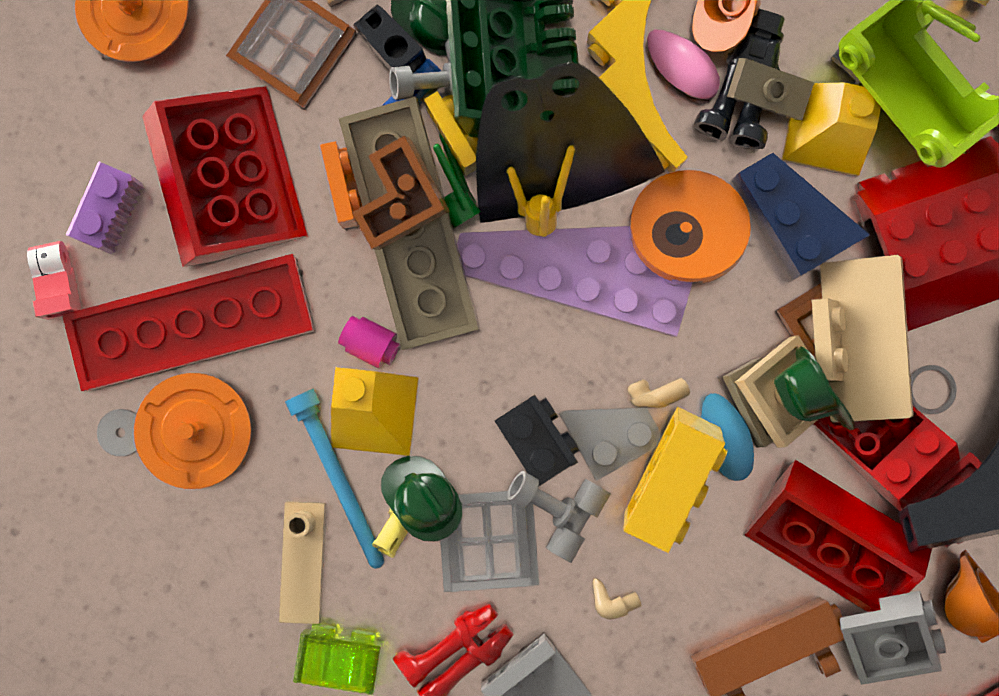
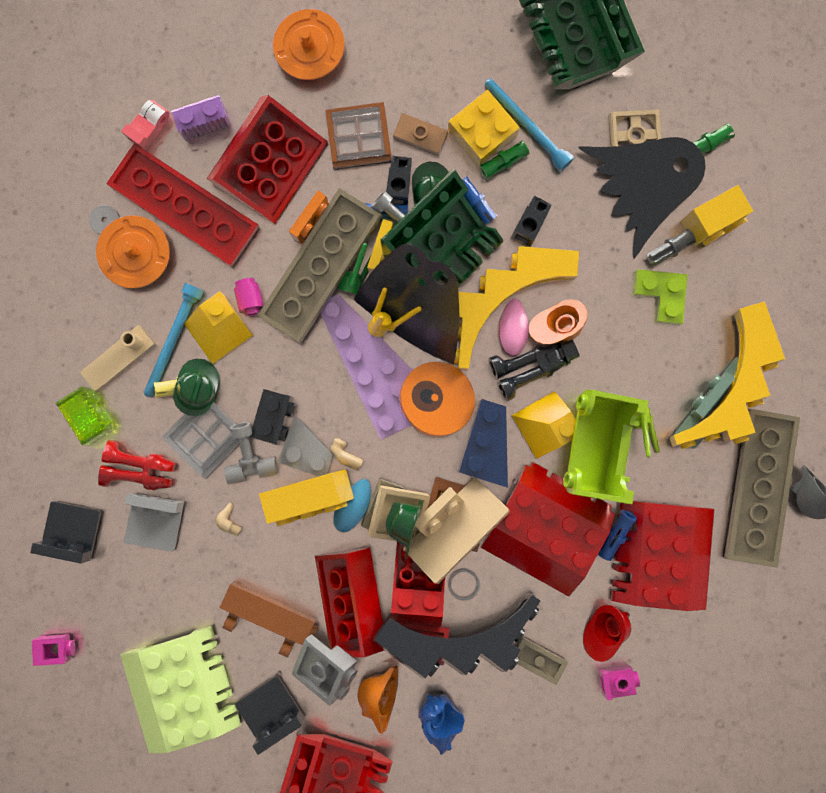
camera: 45 degrees right, 0 degrees up
(410, 199) = (329, 252): dark orange brick -> none
(770, 89) = (536, 379): dark tan plate -> none

